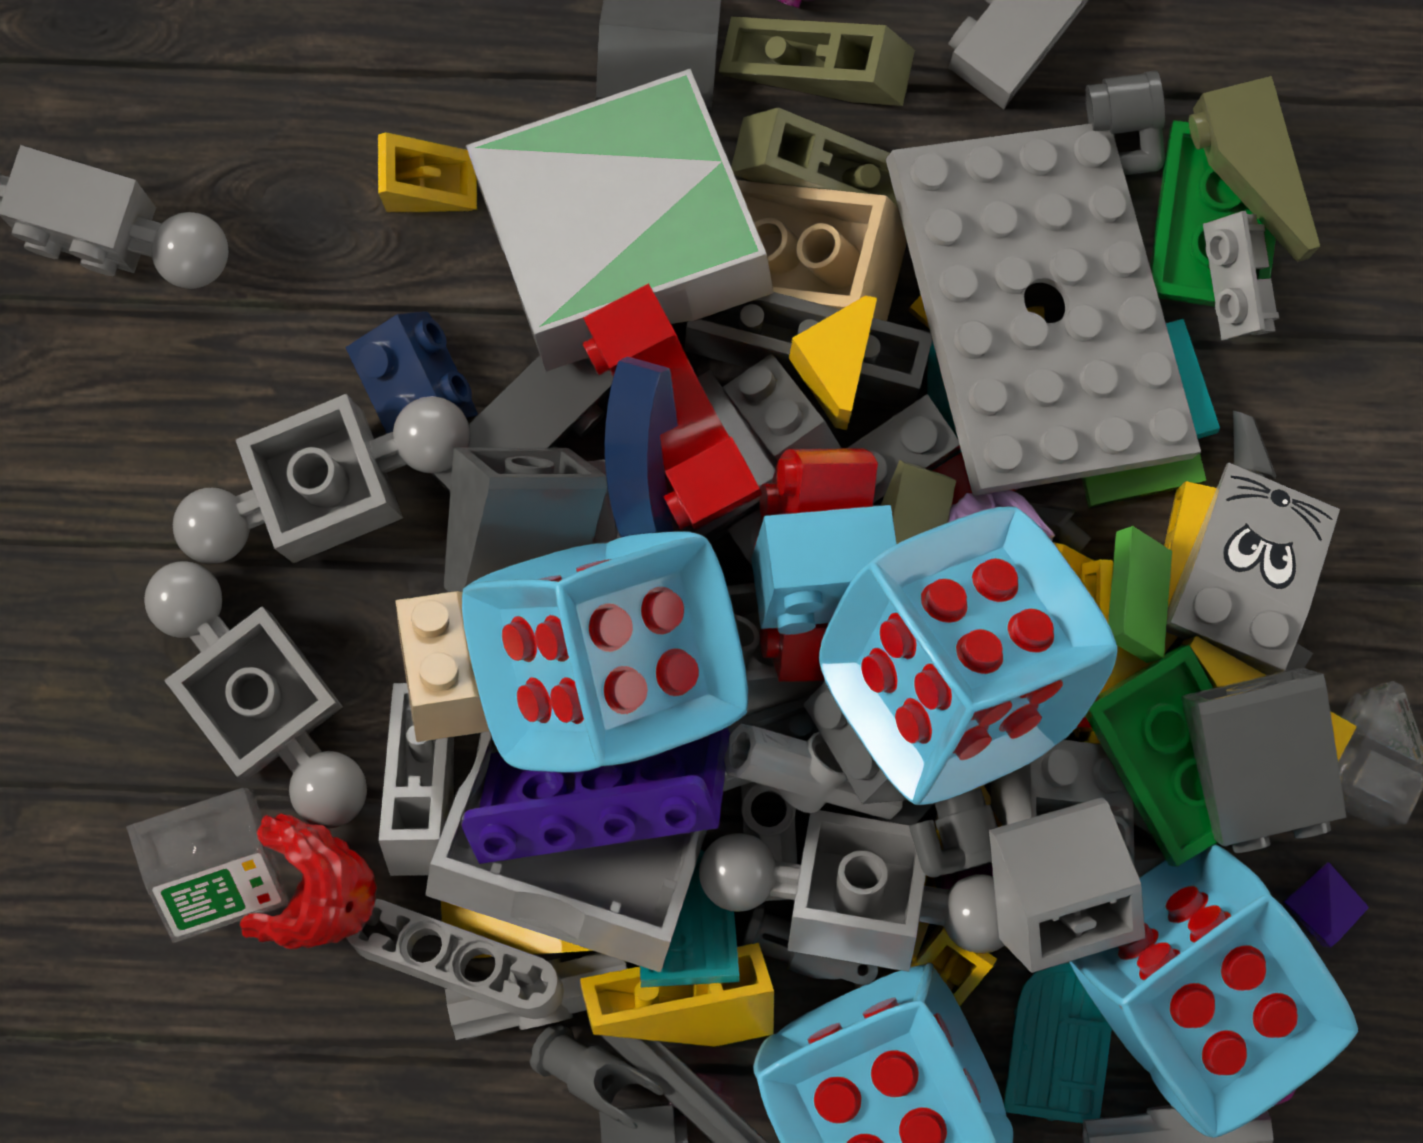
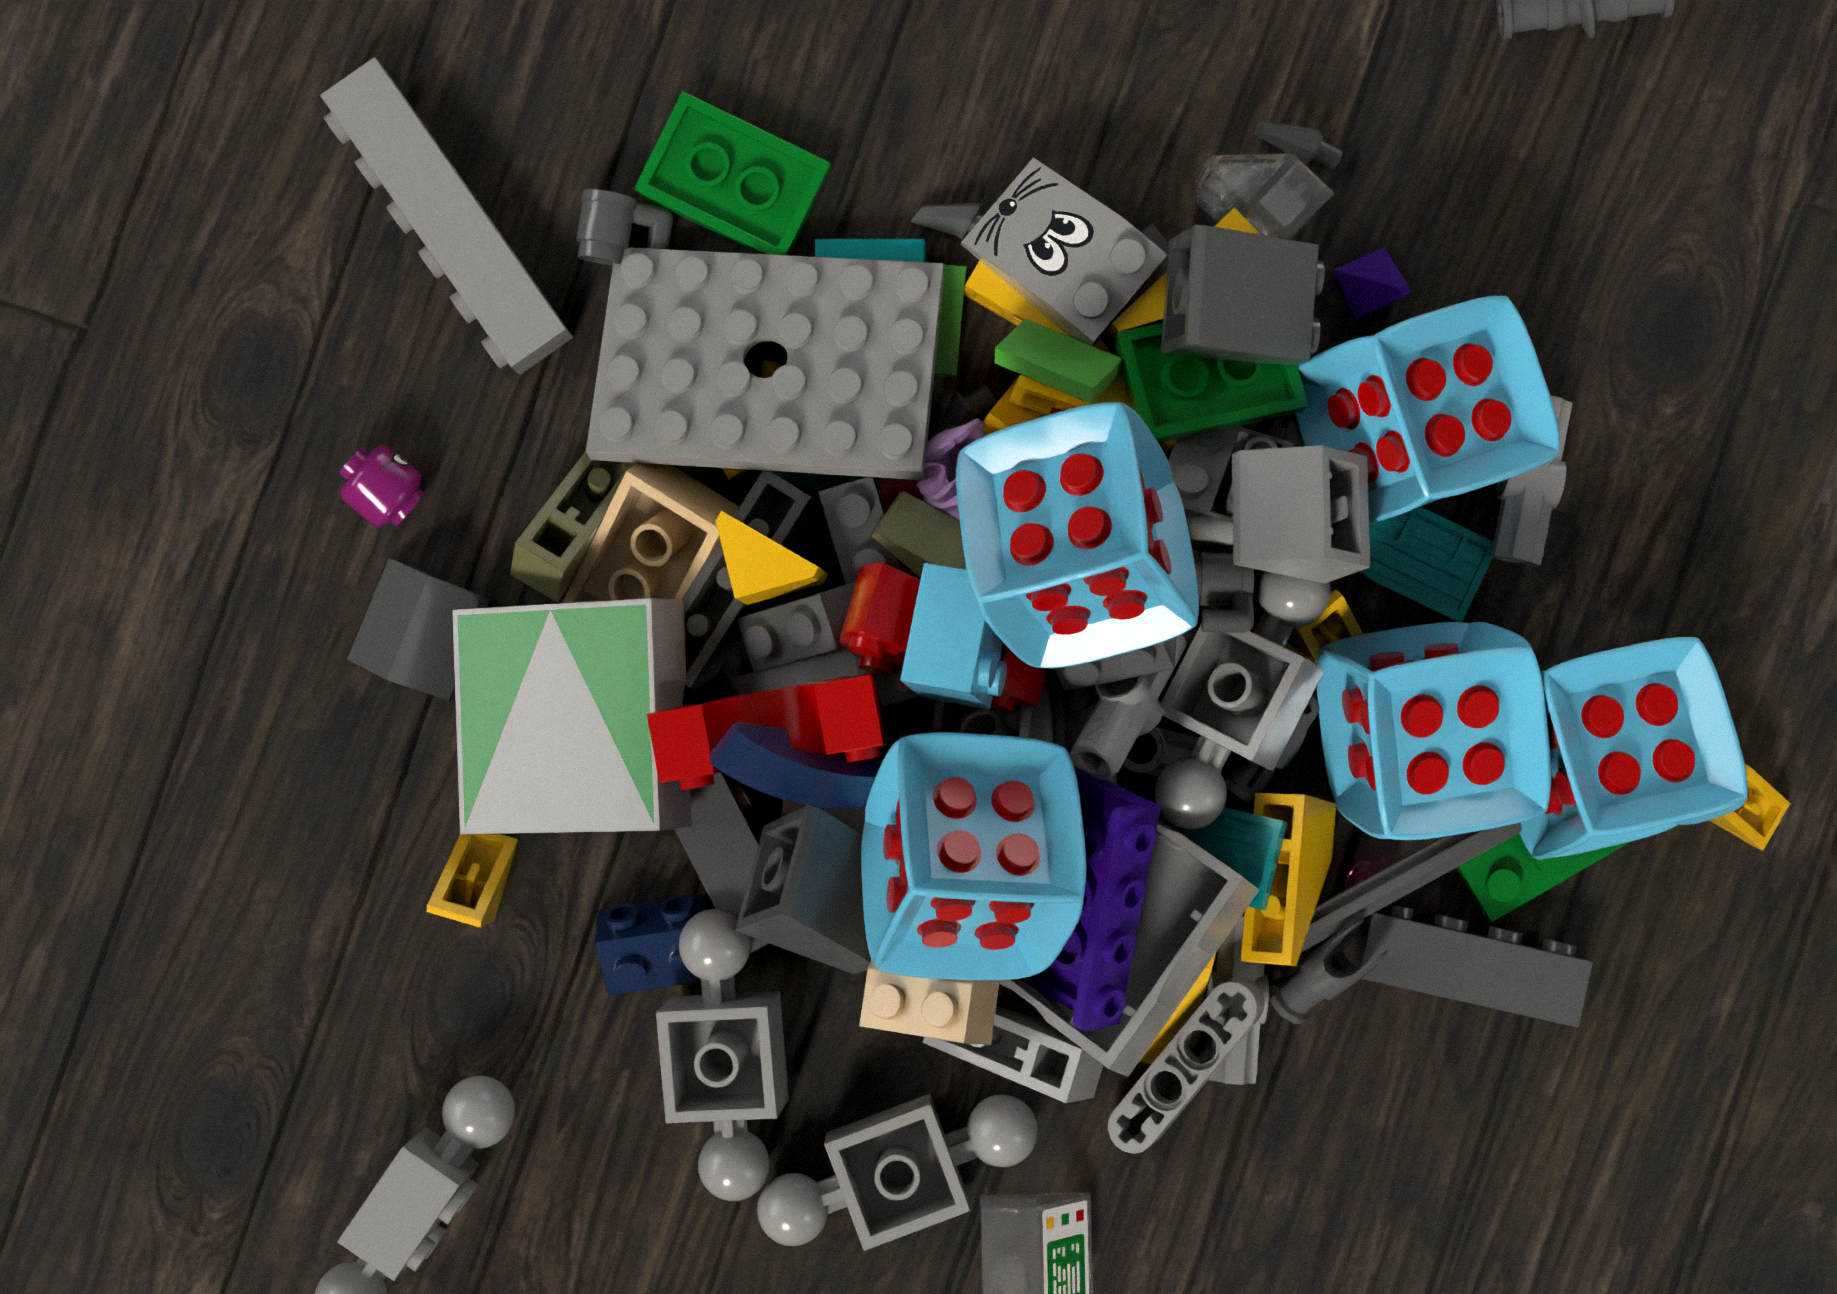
camera: 65 degrees left, 5 degrees up
(329, 900) = (1097, 1156): red hair -> none
(820, 58) = (477, 489): olive slope -> none
(1234, 253) = (771, 174): light grey hinge -> none
(1254, 156) = (688, 128): olive slope -> none

